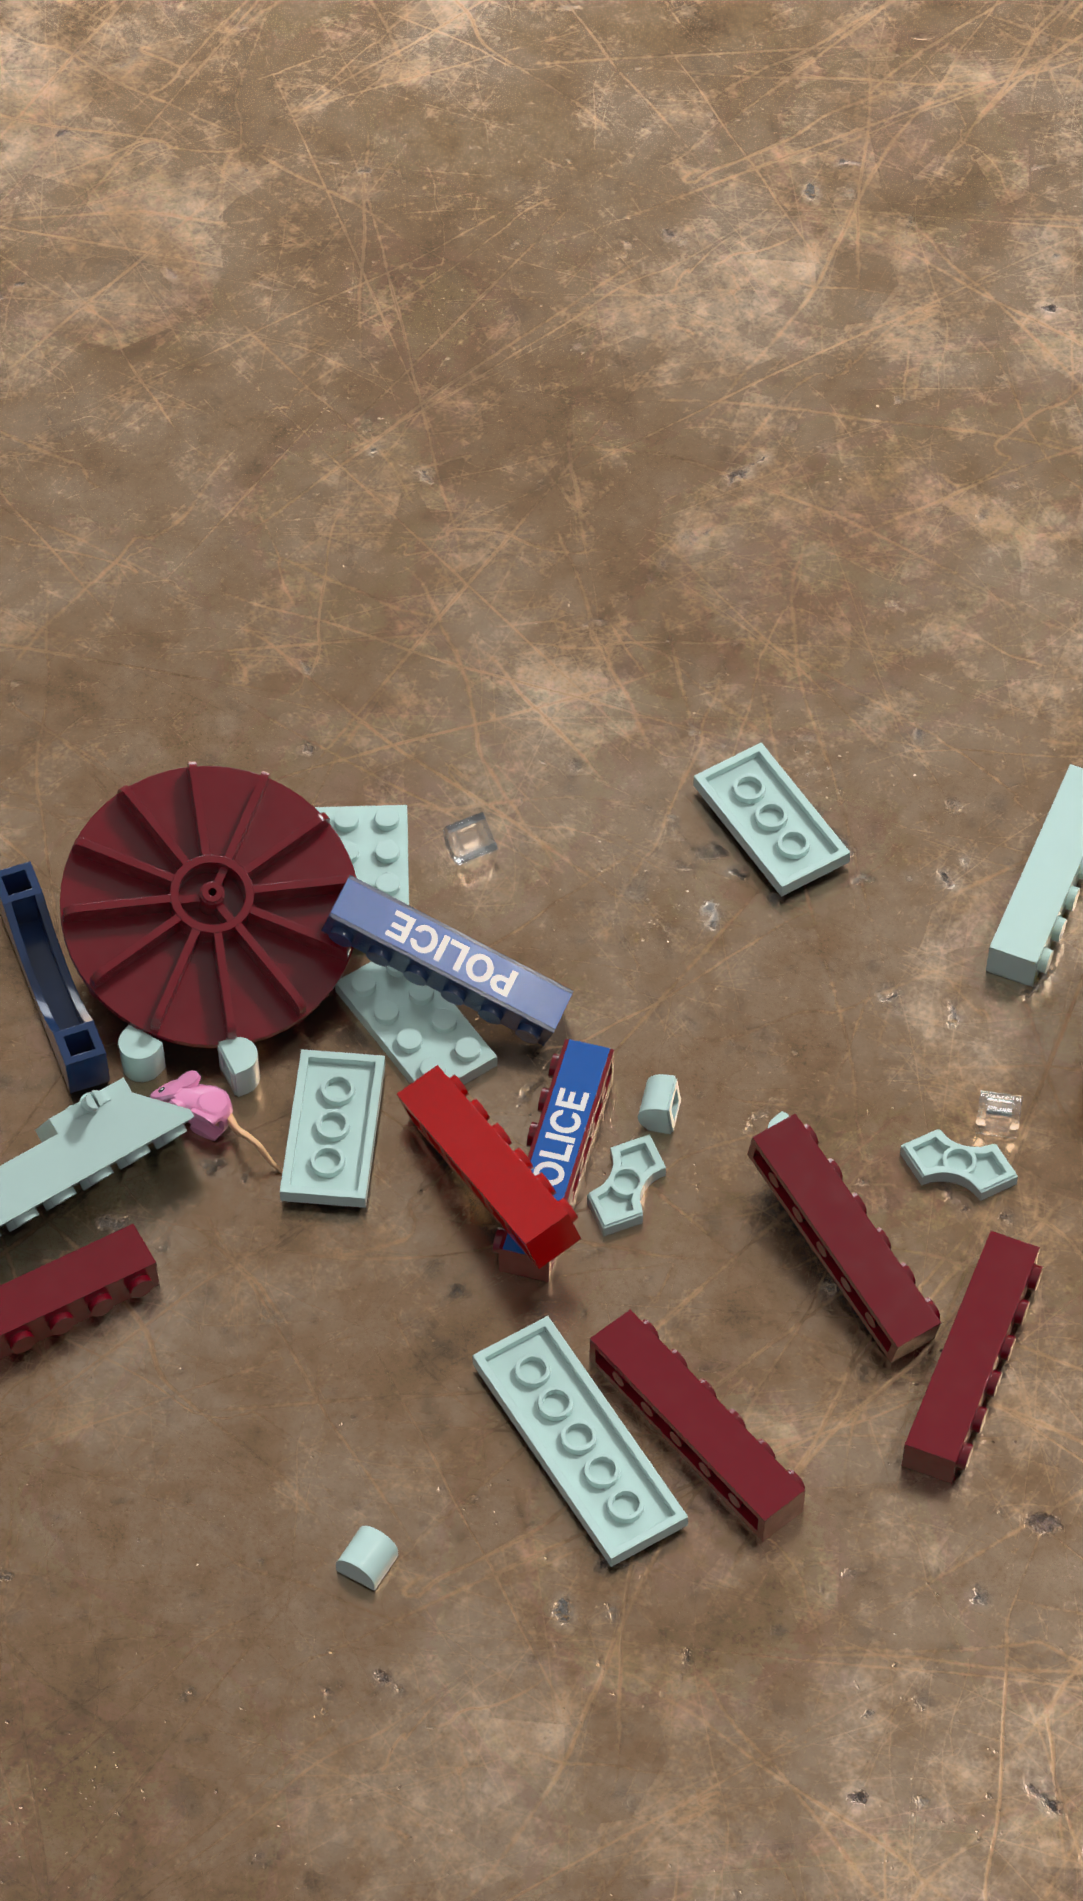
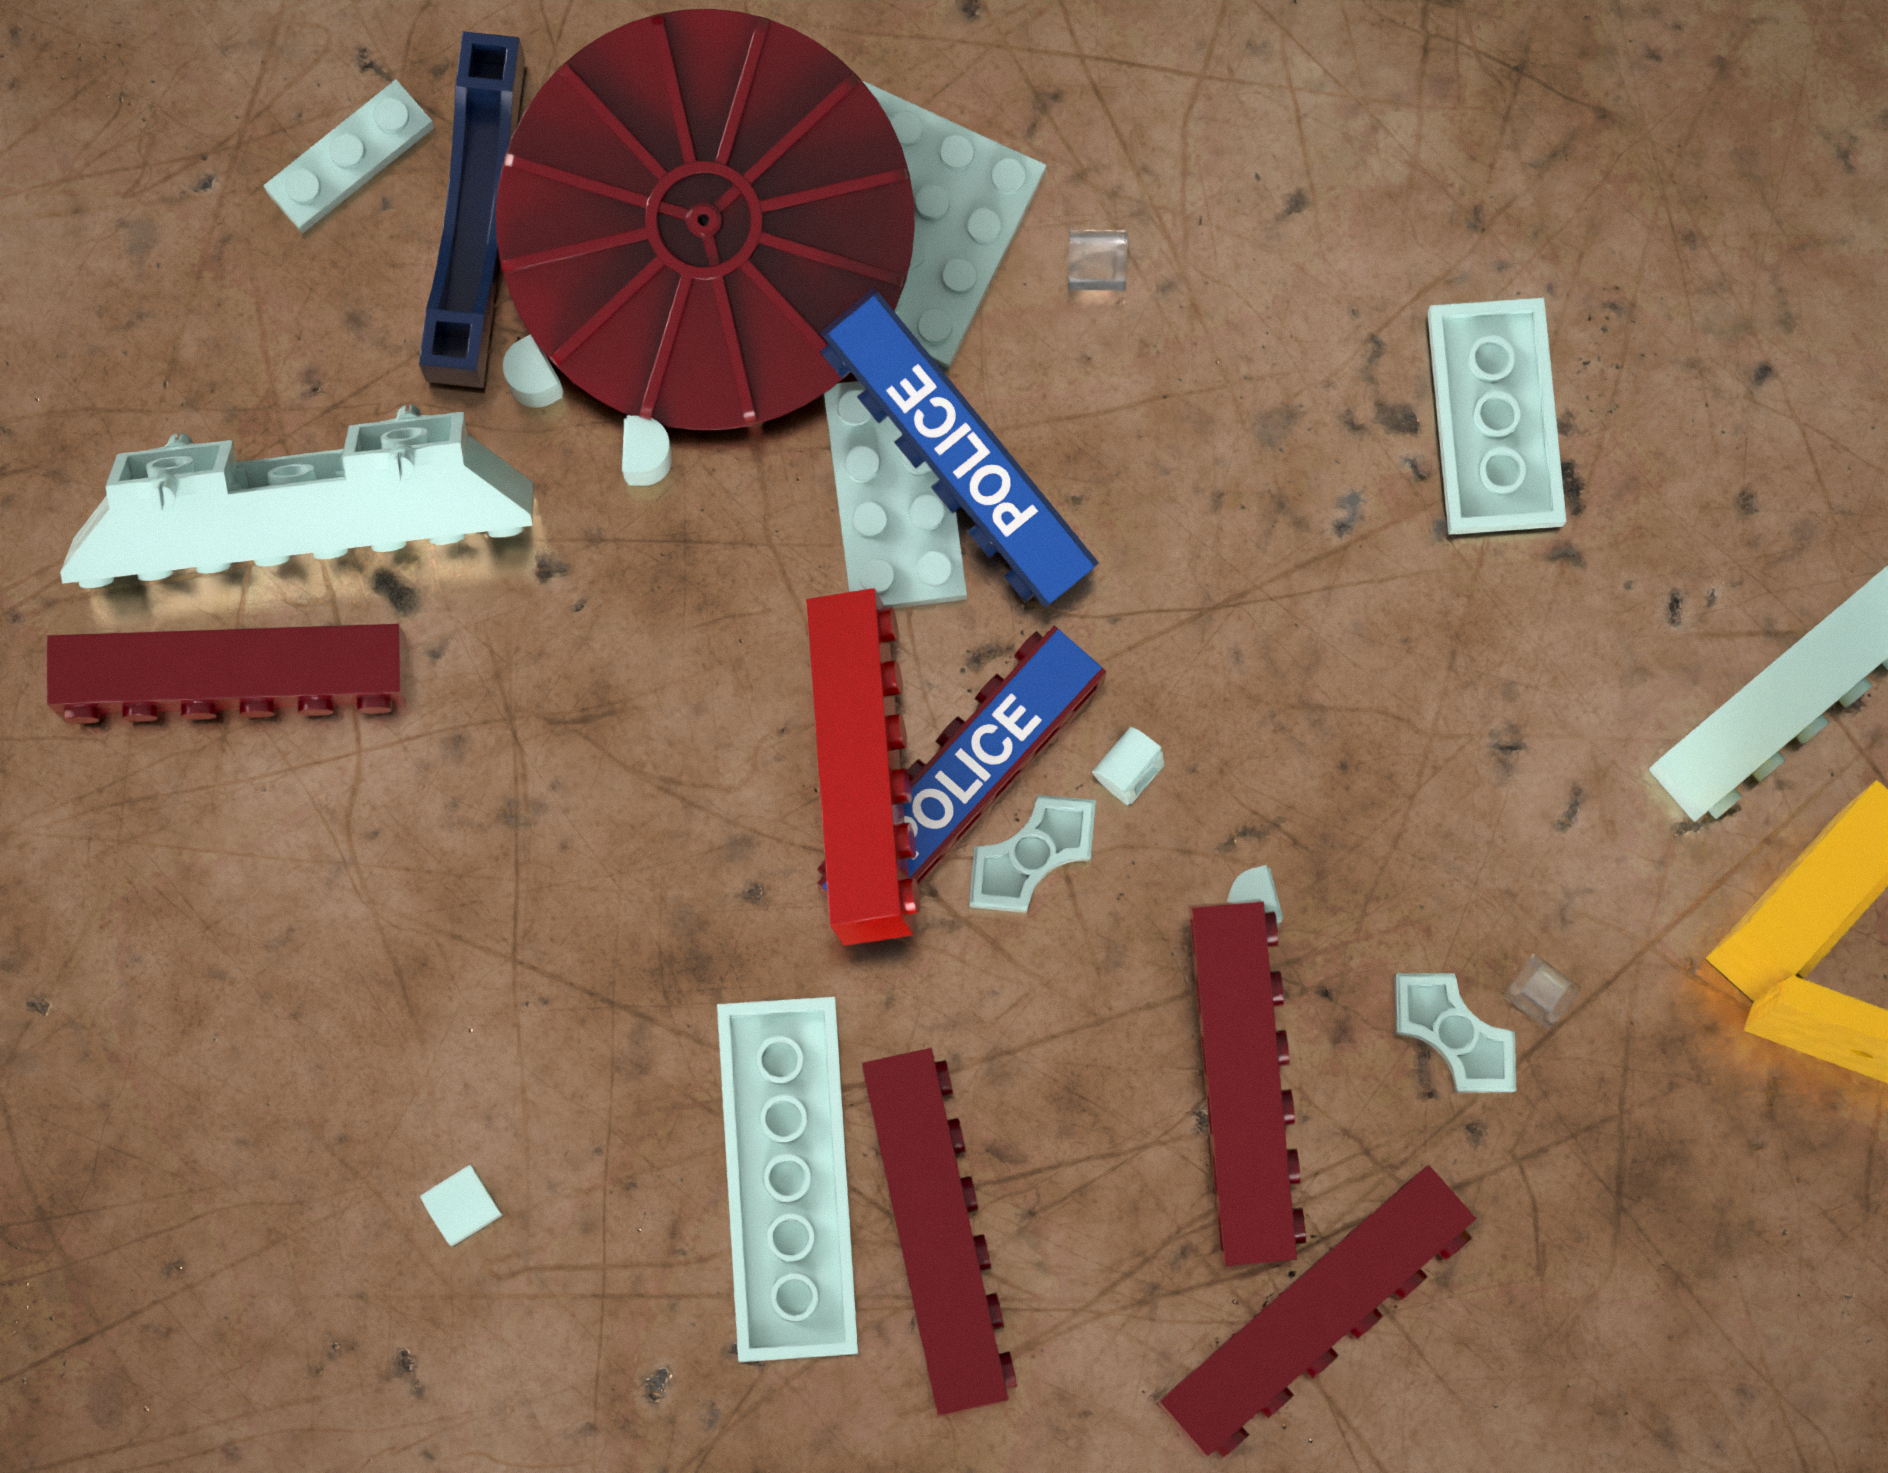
camera: 25 degrees right, 25 degrees up
(210, 1109) = (573, 493): bright pink animal -> none
(333, 1128) = (715, 596): light aqua plate -> none

